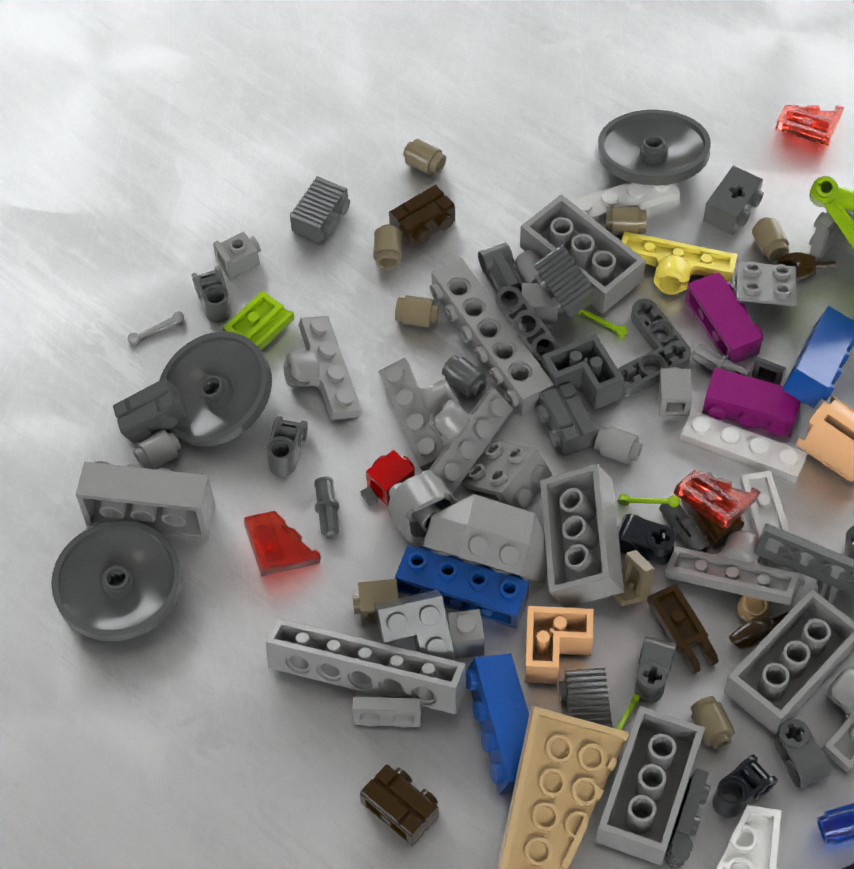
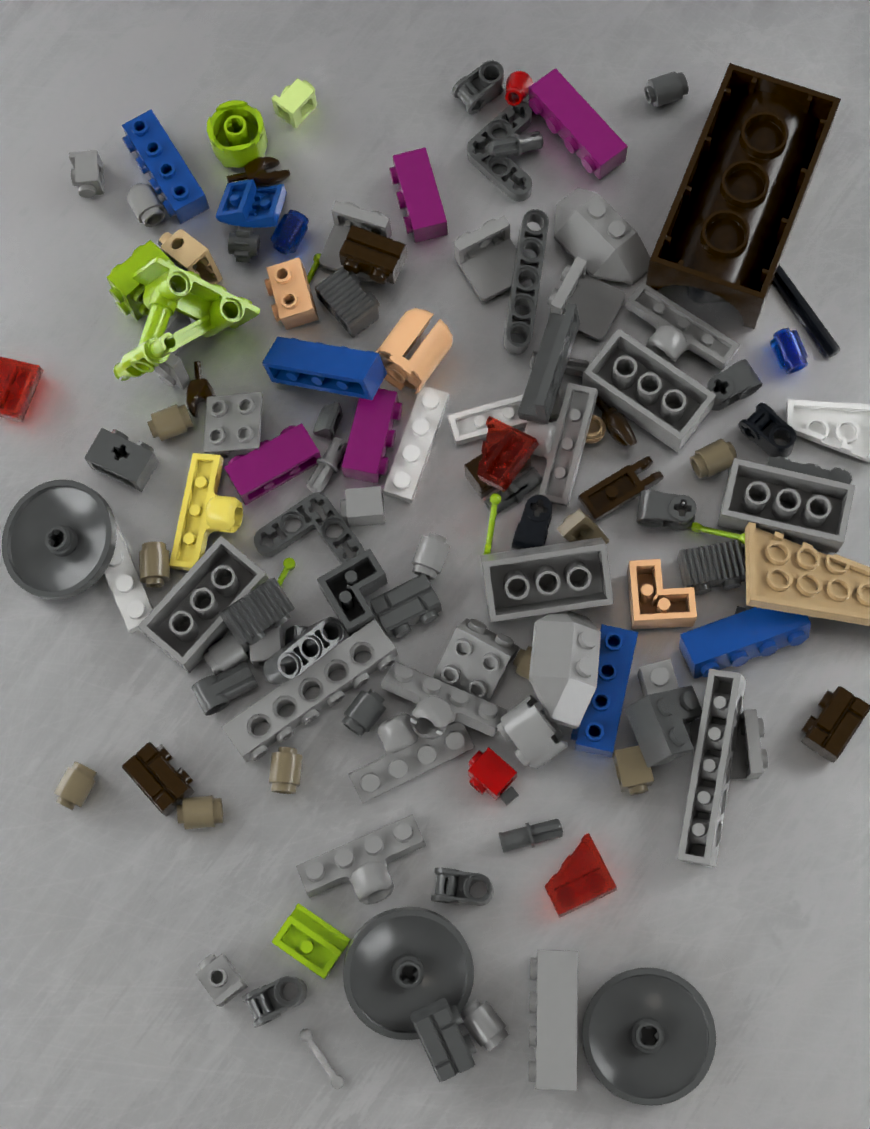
camera: 90 degrees left, 15 degrees up
(319, 209) = (154, 893): dark grey brick -> none

